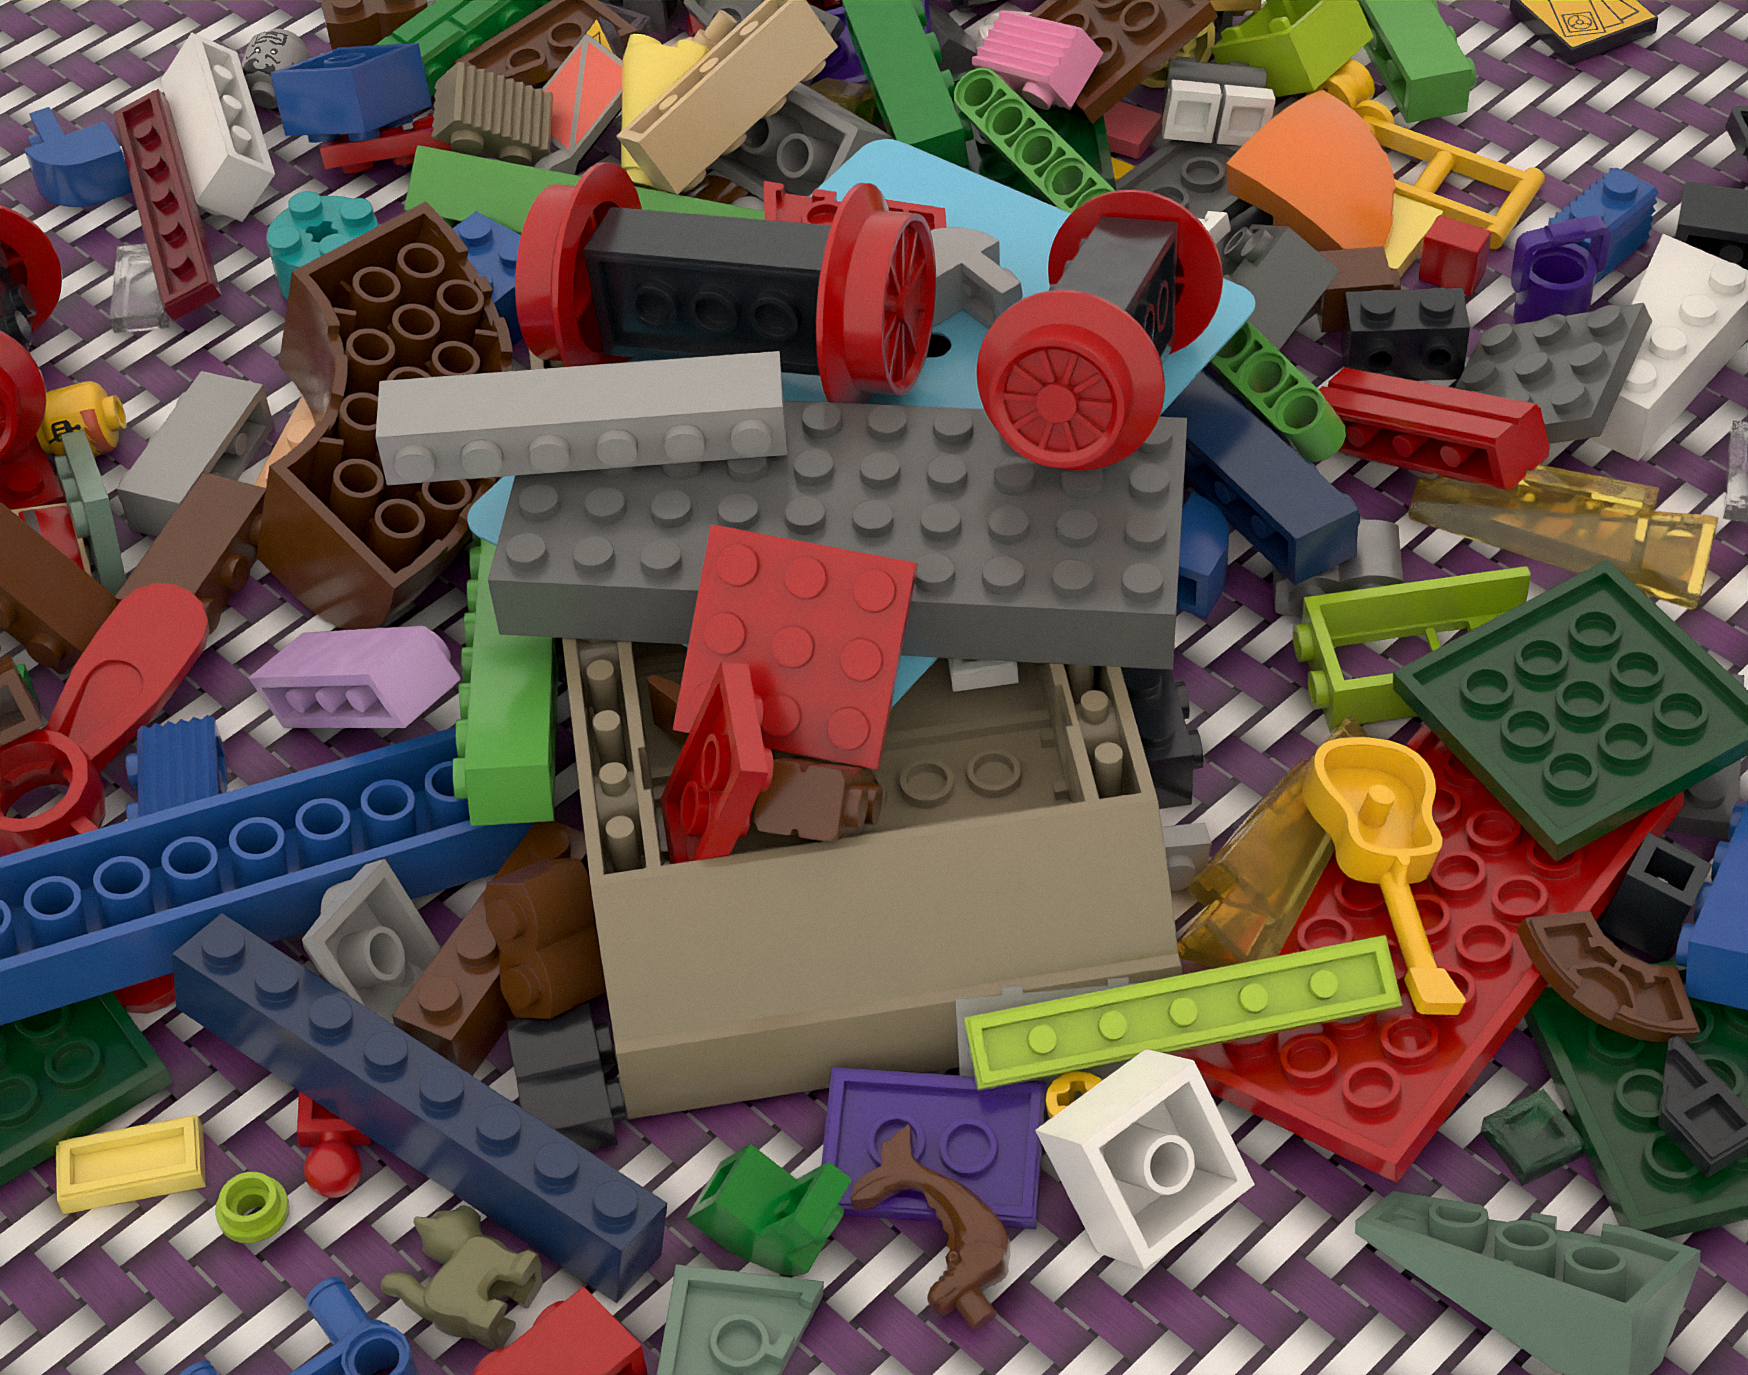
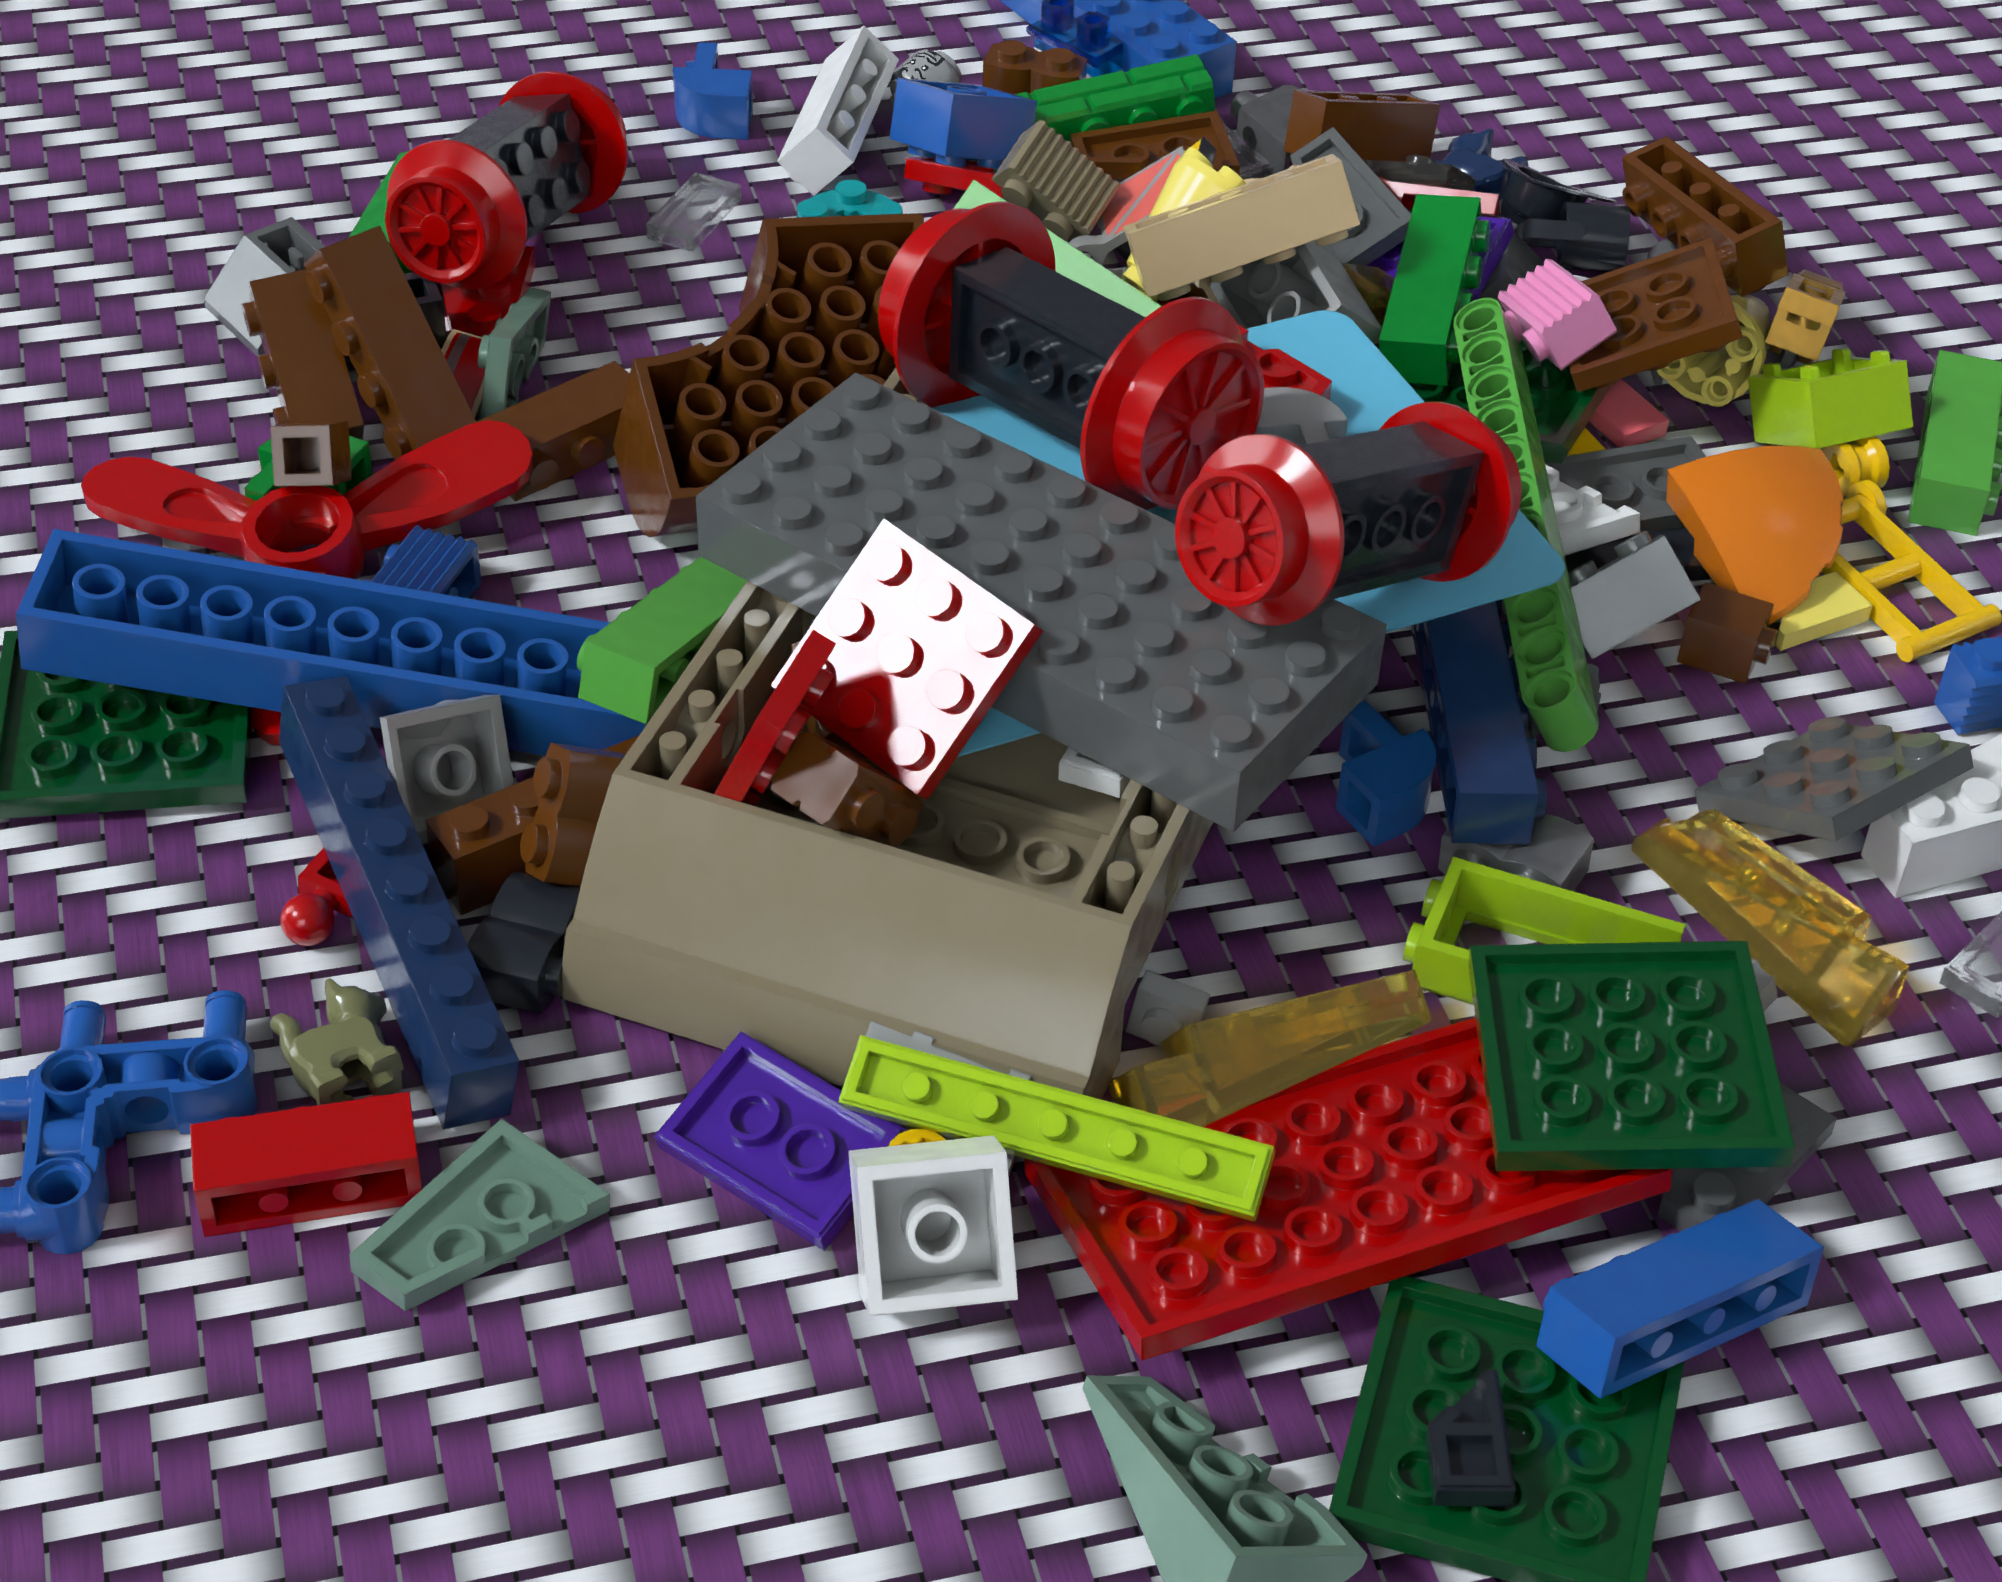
camera: 25 degrees right, 5 degrees down
(82, 408) = (569, 280): yellow head -> none
(130, 1164) = (170, 845): light yellow tile -> none
(166, 205) = (752, 154): dark red tile -> none
(209, 431) = (642, 329): light grey brick -> none
(245, 1193) = (228, 917): lime plate -> none
(356, 678) = (596, 556): lavender brick -> none
(581, 418) = (860, 400): light grey brick -> none
(769, 1214) = (606, 1117): green brick -> none
(976, 1235) = (756, 1225): reddish brown animal -> none
(1169, 747) = (1229, 907): black brick -> none
(1216, 99) = (1710, 410): white hips -> none
(1378, 811) = (1365, 1053): yellow piece -> none
(1407, 331) = (1738, 687): black brick -> none
(1437, 428) = (1686, 769): red brick -> none
(1454, 254) = (1849, 645): red piece -> none
(1533, 1137) = (1312, 1398): clear green tile -> none
(1553, 272) = (1926, 691): dark purple piece -> none
(1606, 982) = (1461, 1293): reddish brown tile -> none
(1646, 908) = (1574, 1239): black brick -> none

